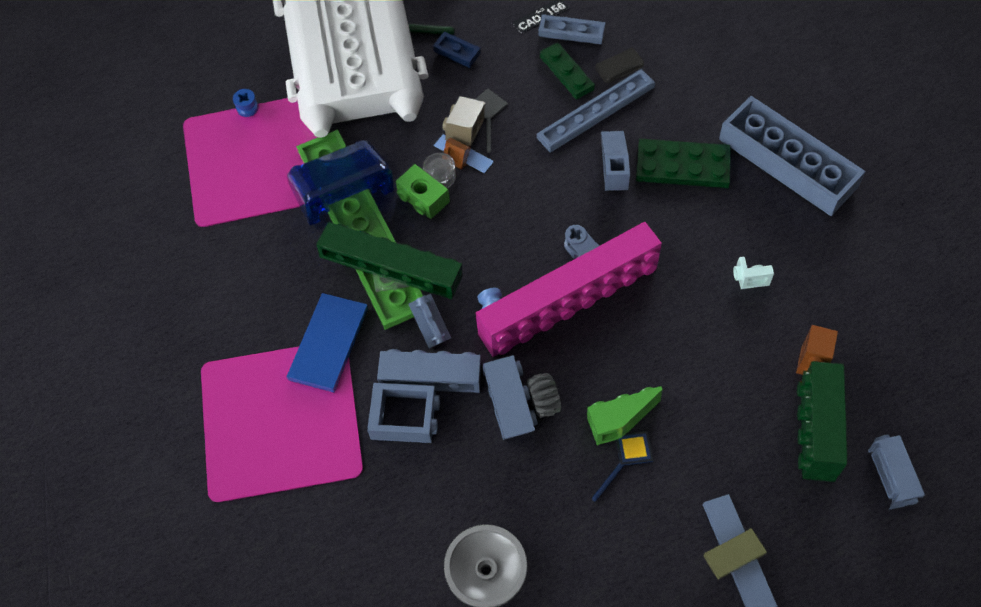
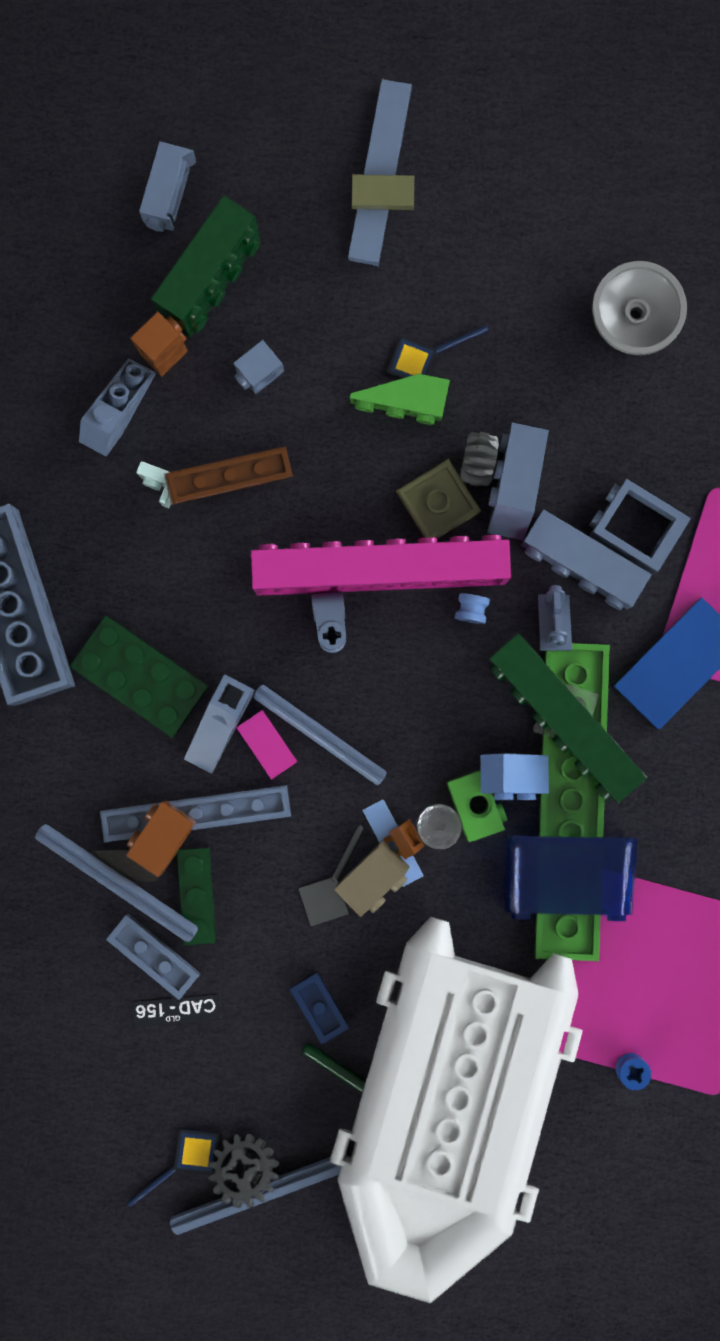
camera: 155 degrees left, 25 degrees up
(406, 213) = (514, 775): none -> medium blue brick
(547, 185) = (319, 734): none -> sand blue axle
(558, 358) = (438, 501): none -> olive tile
(577, 165) = (267, 744): none -> dark pink tile
(608, 80) = (160, 838): none -> dark orange brick
(619, 49) = (116, 883): none -> sand blue axle
(710, 298) = (228, 475): none -> reddish brown tile
(739, 380) = (258, 367): none -> sand blue brick
(816, 299) = (114, 407): none -> sand blue slope

